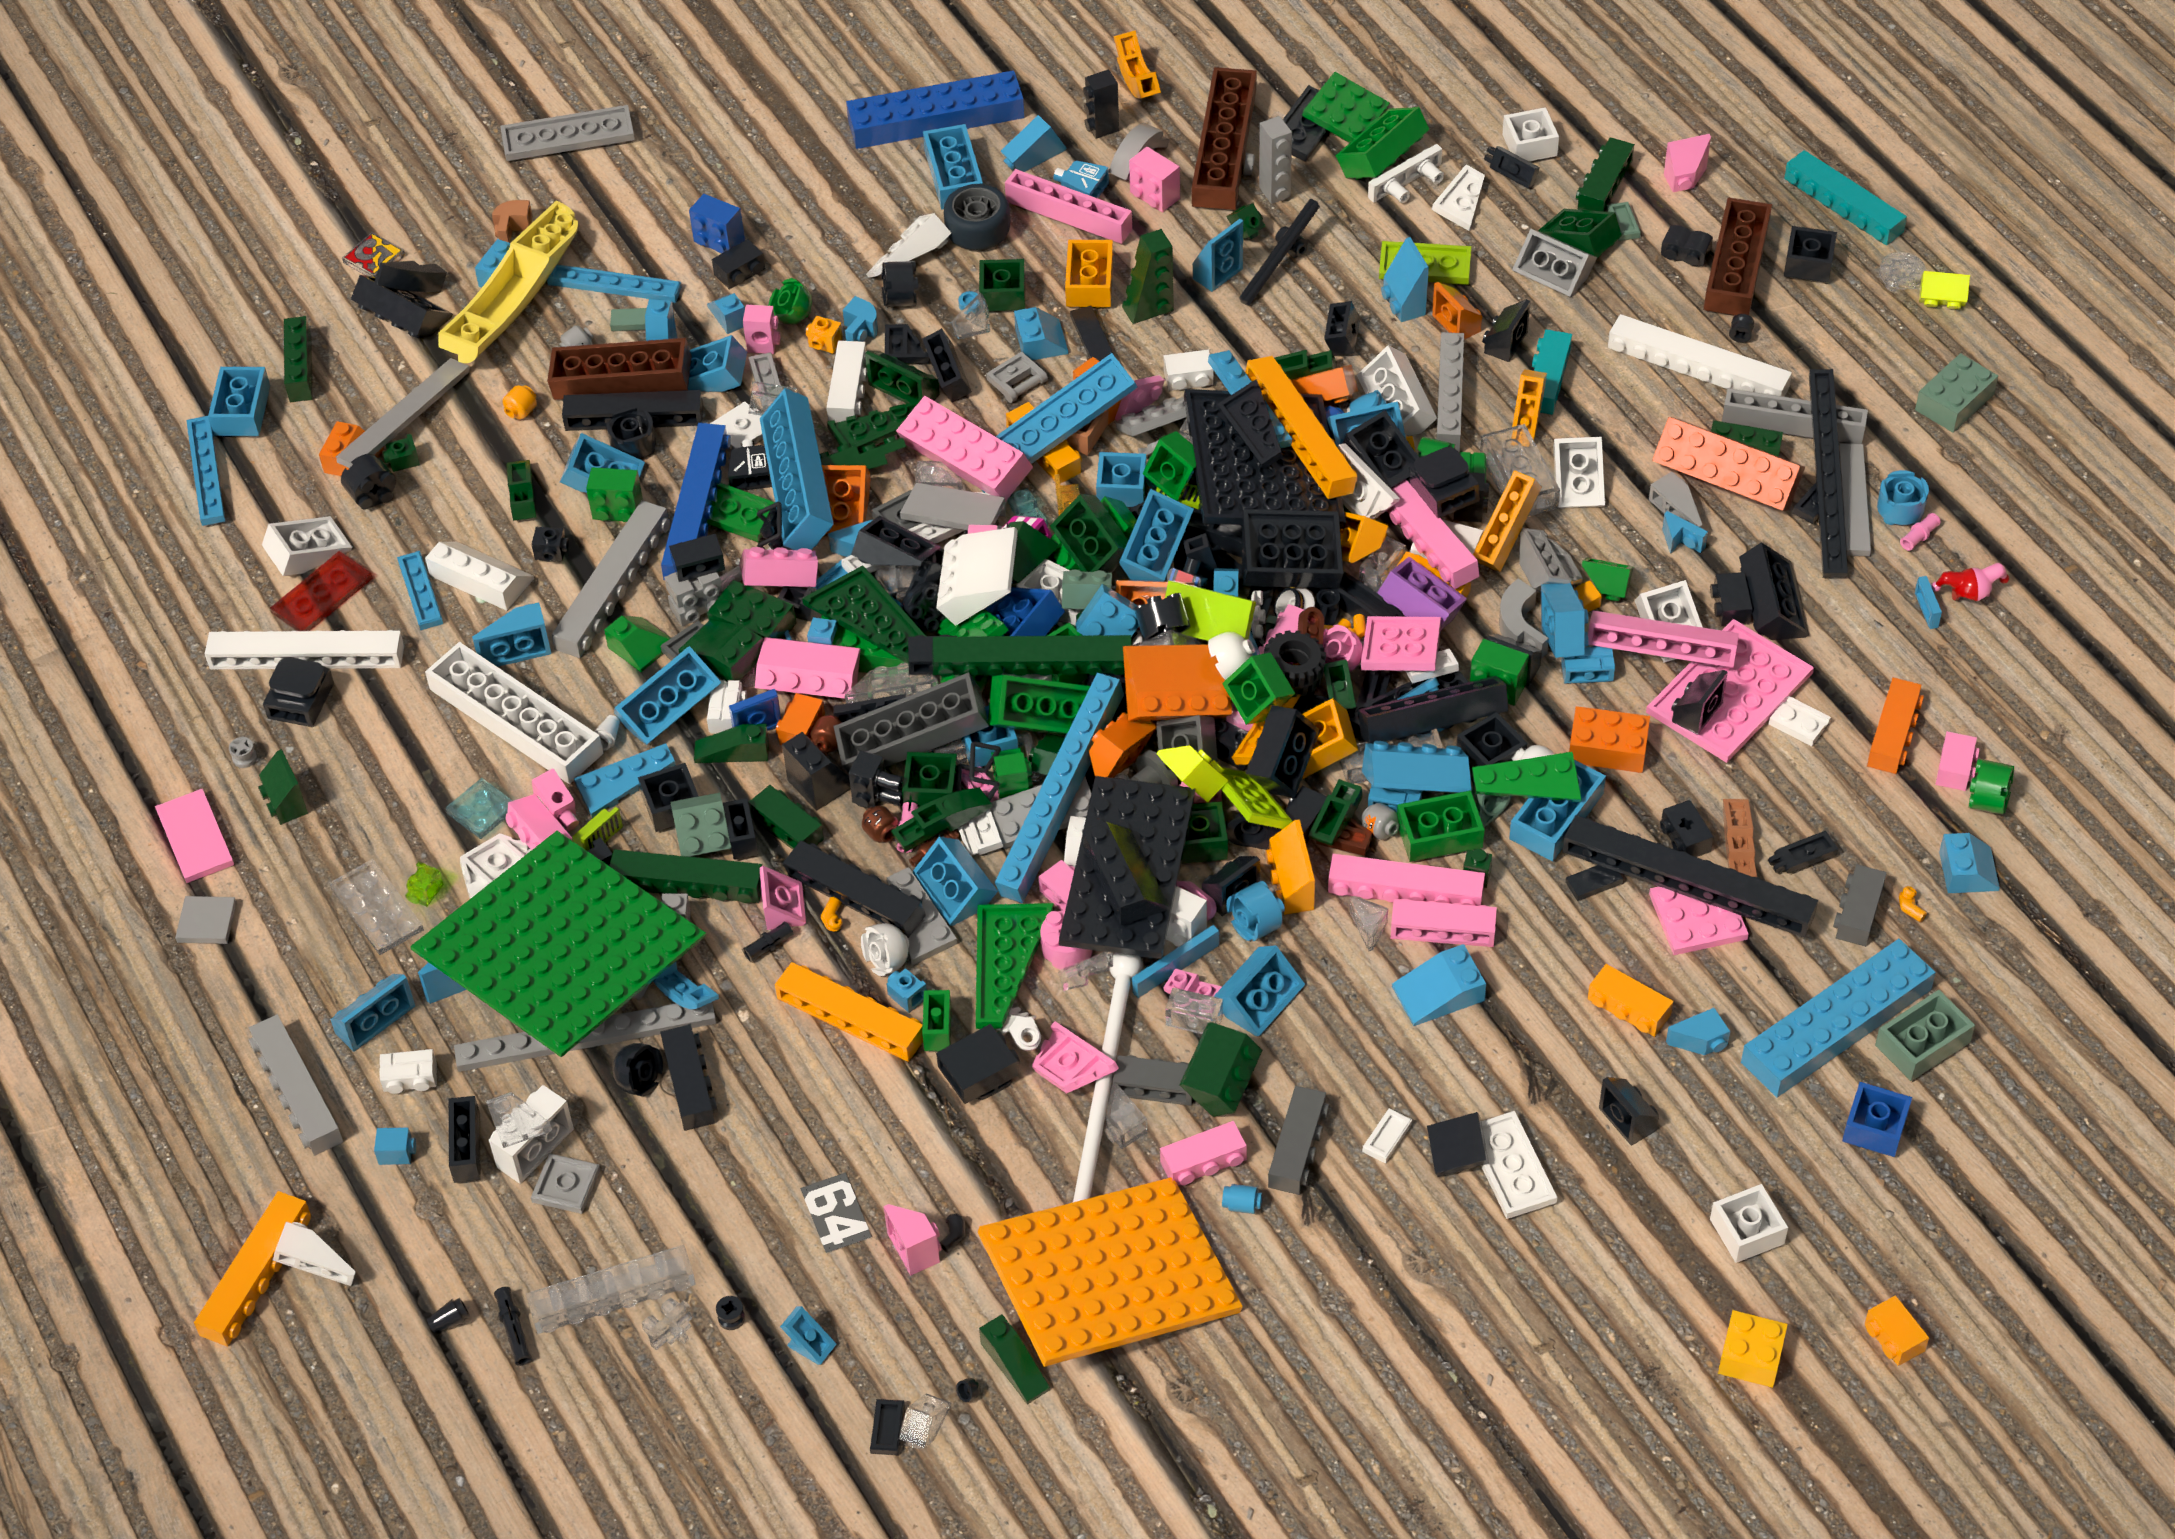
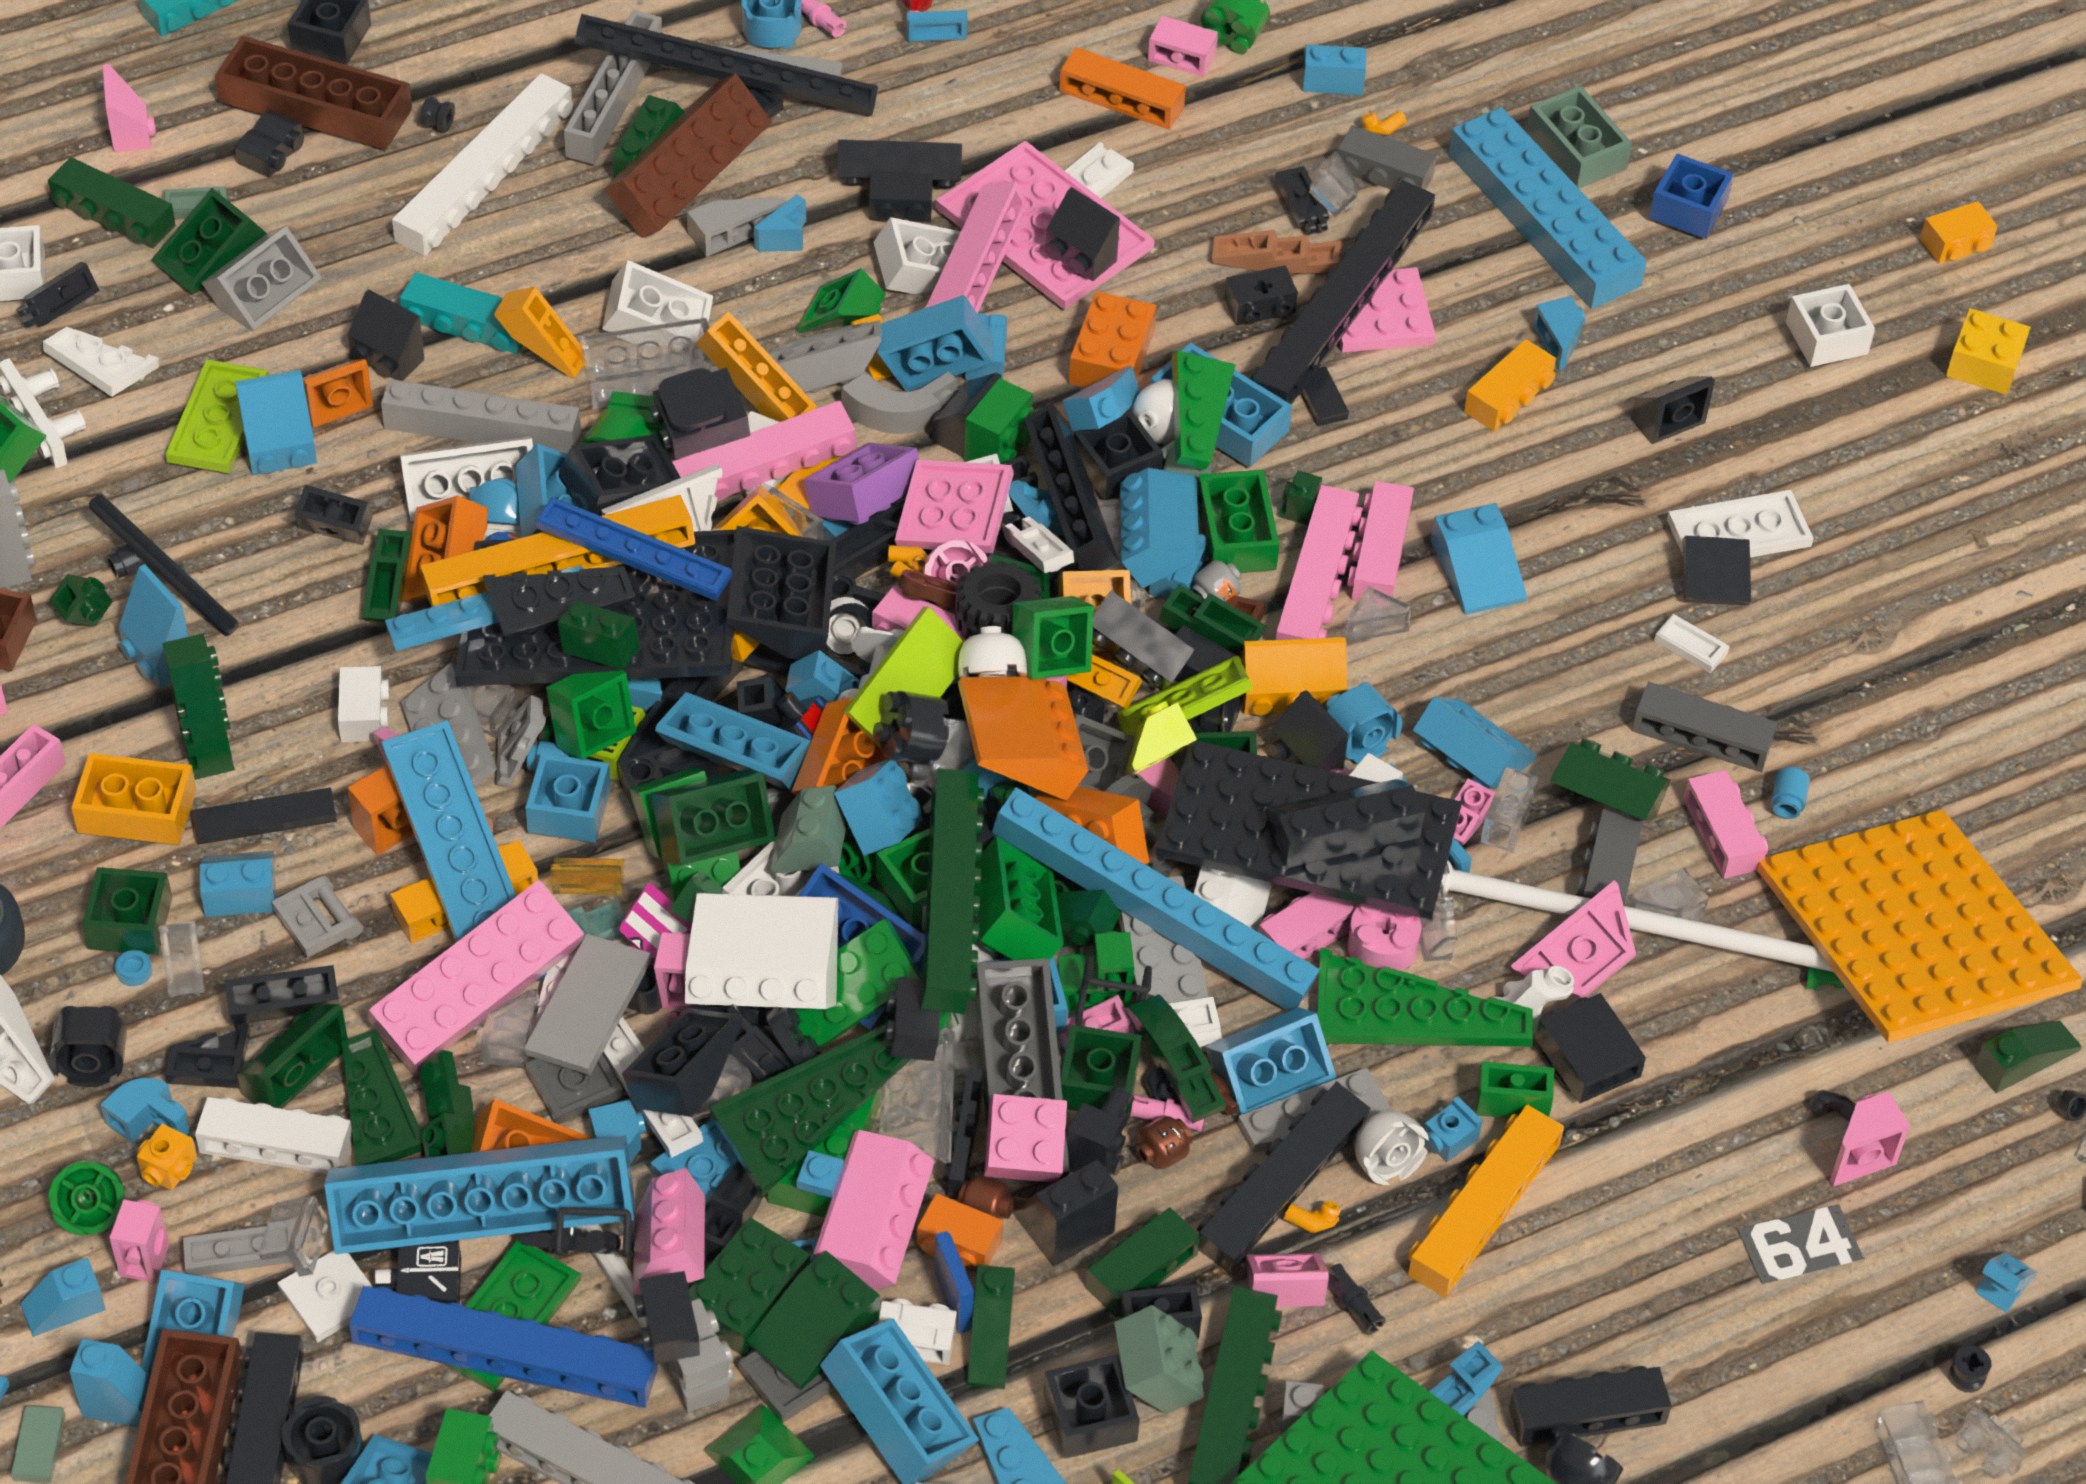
camera: 90 degrees left, 0 degrees up
(850, 727) = (1025, 1138): none -> bright pink brick
(1216, 445) = (598, 635): none -> dark green brick
(1296, 454) = (634, 548): none -> blue tile
(1372, 693) = (1039, 545): none -> white hinge
(1530, 725) = (1102, 401): none -> dark azure slope
(1817, 867) = (1334, 185): none -> clear slope

